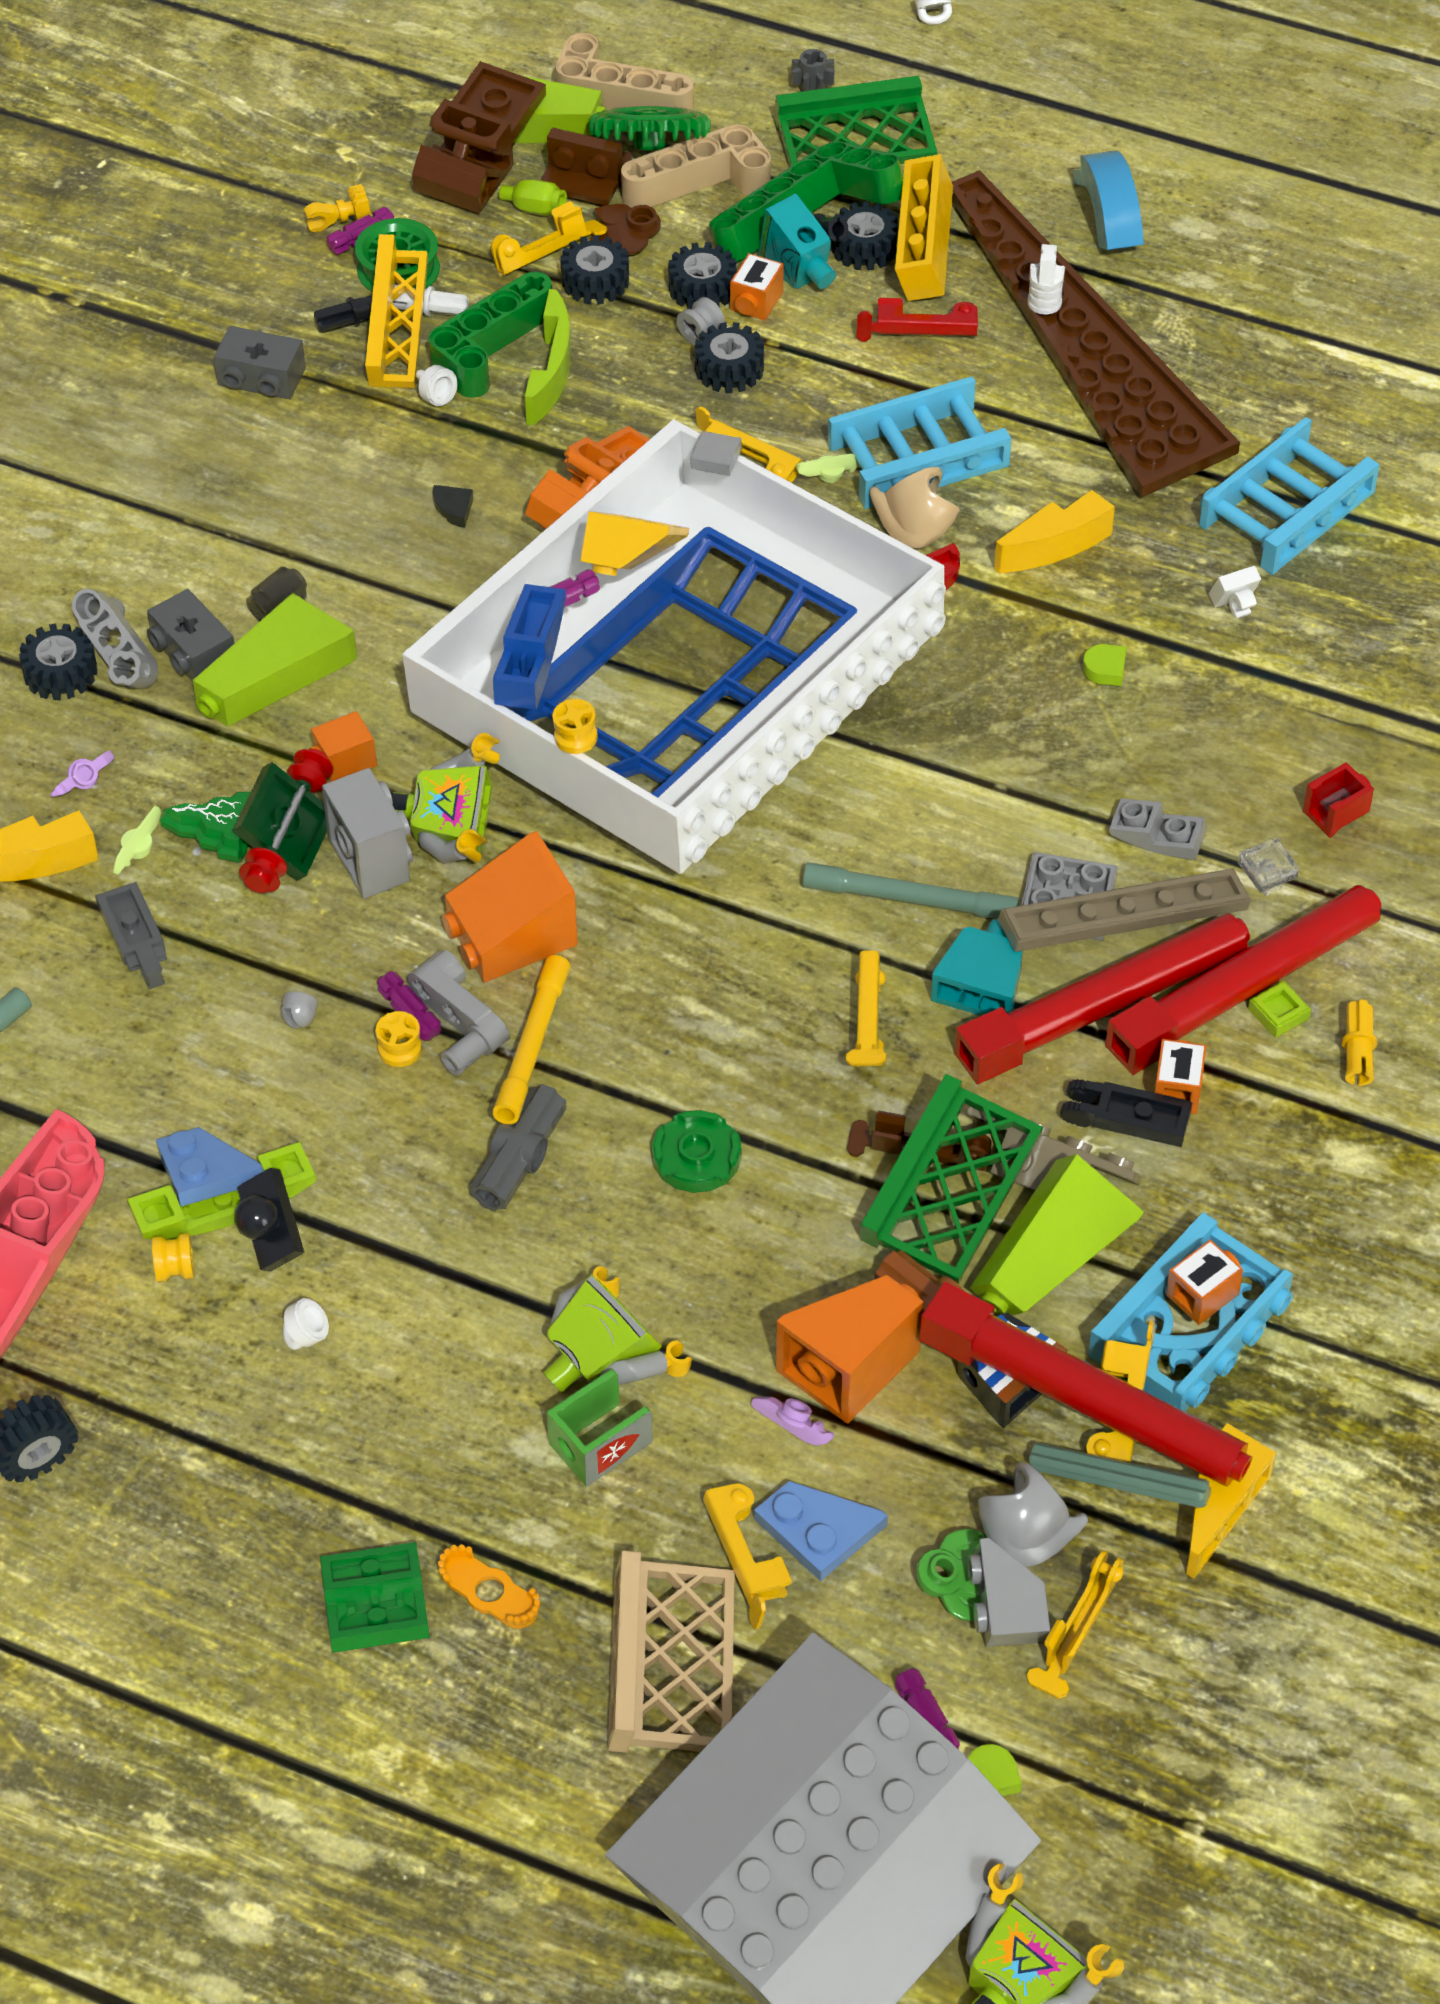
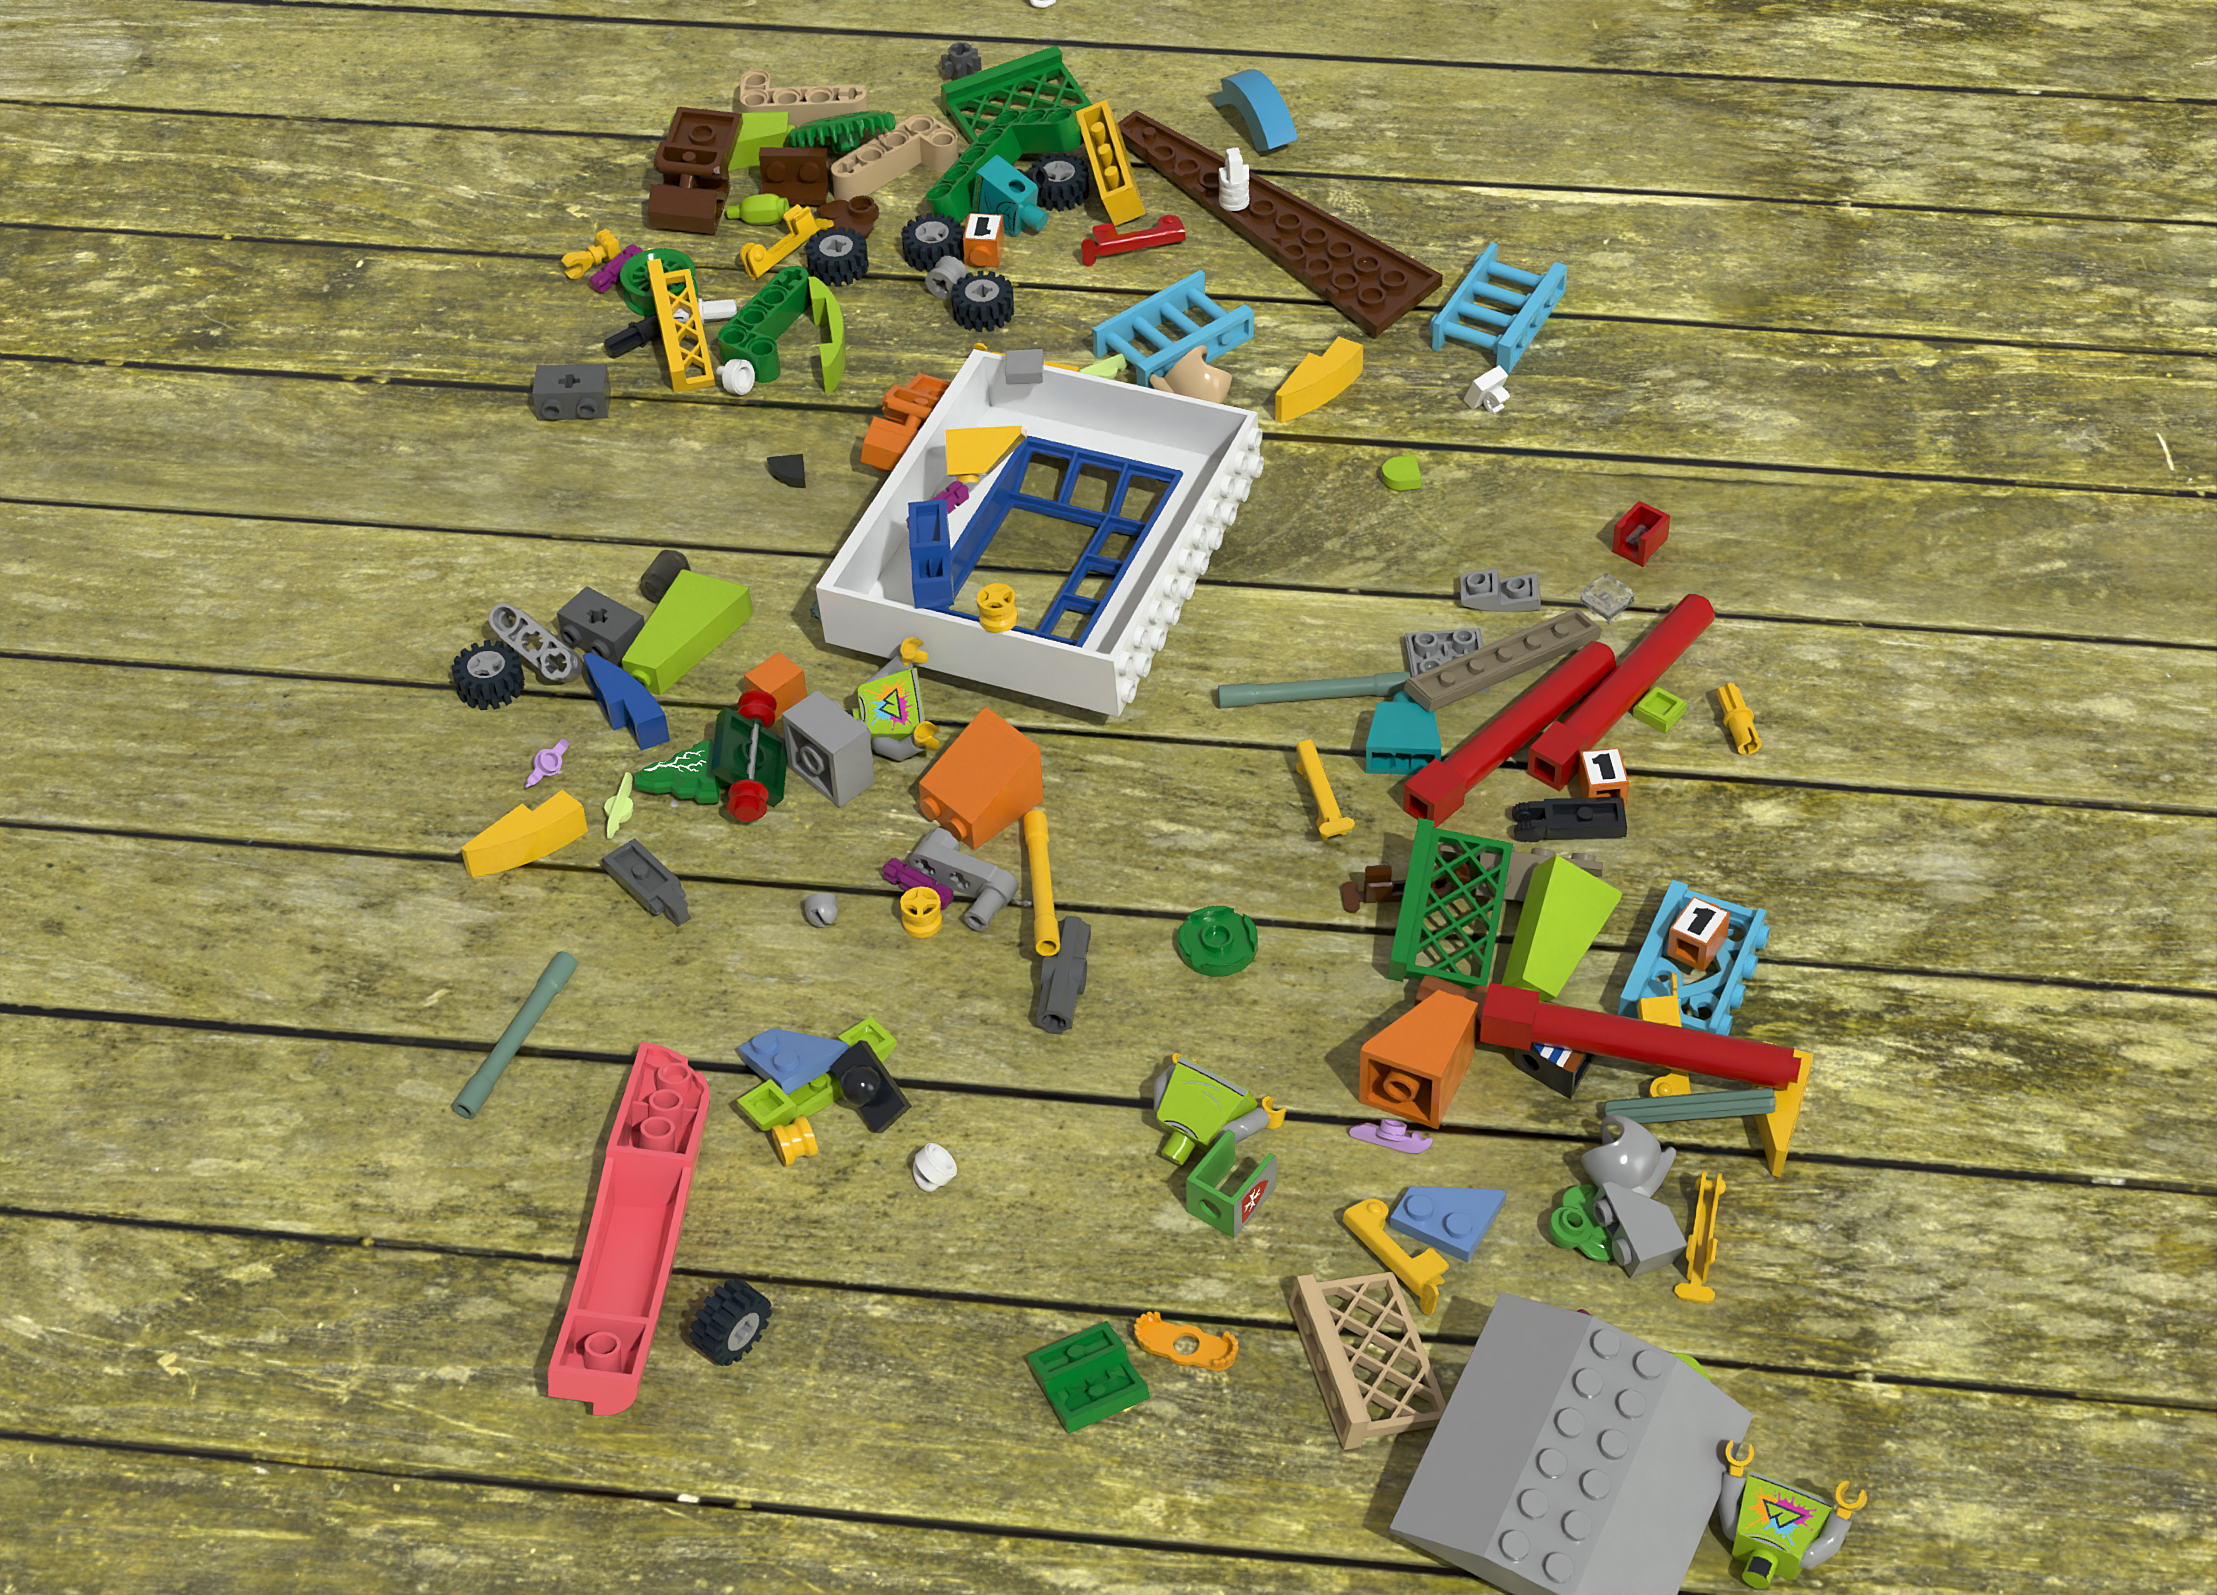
camera: 15 degrees left, 5 degrees down
(185, 728) = (626, 702): none -> blue slope

